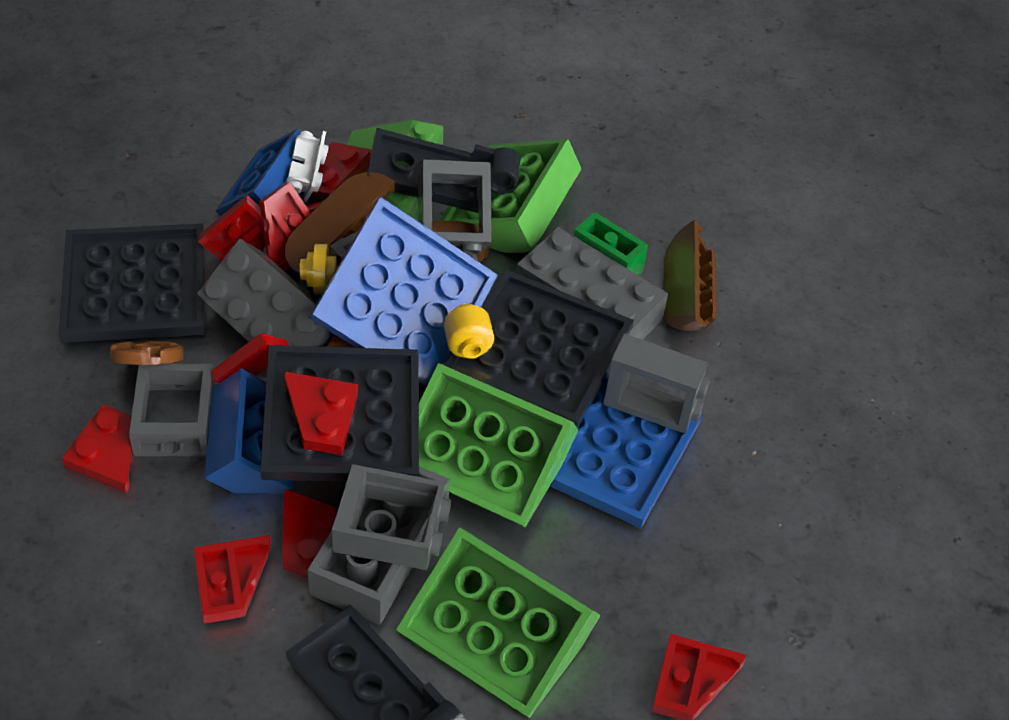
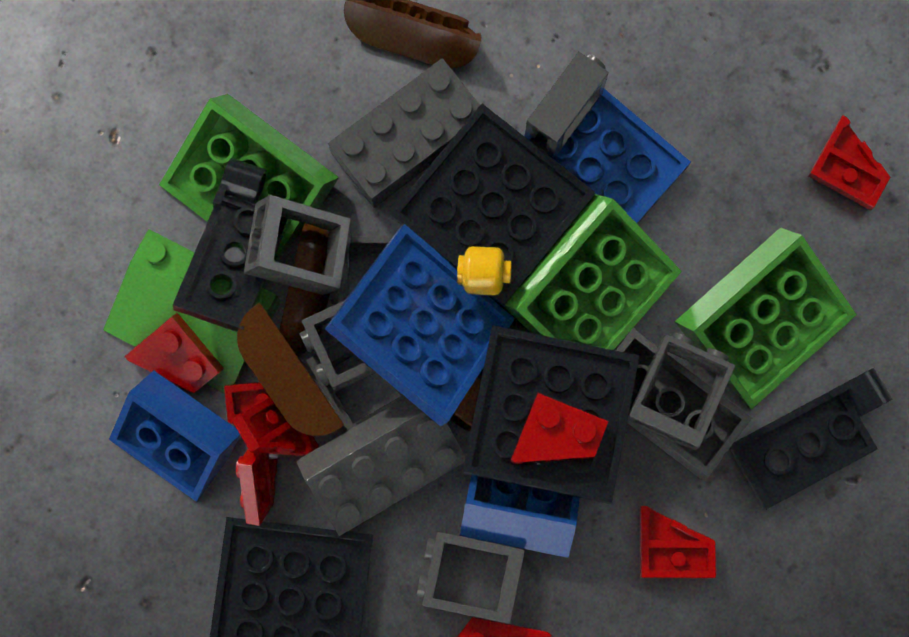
camera: 70 degrees left, 30 degrees up
(146, 353) = (404, 596): dark orange tile -> none
(251, 357) = (451, 493): red tile -> none
(304, 530) = (646, 468): red wing -> none
(312, 153) = (166, 380): white hinge -> none
(318, 268) = (355, 403): yellow plate -> none
(613, 242) = (358, 95): green brick -> none

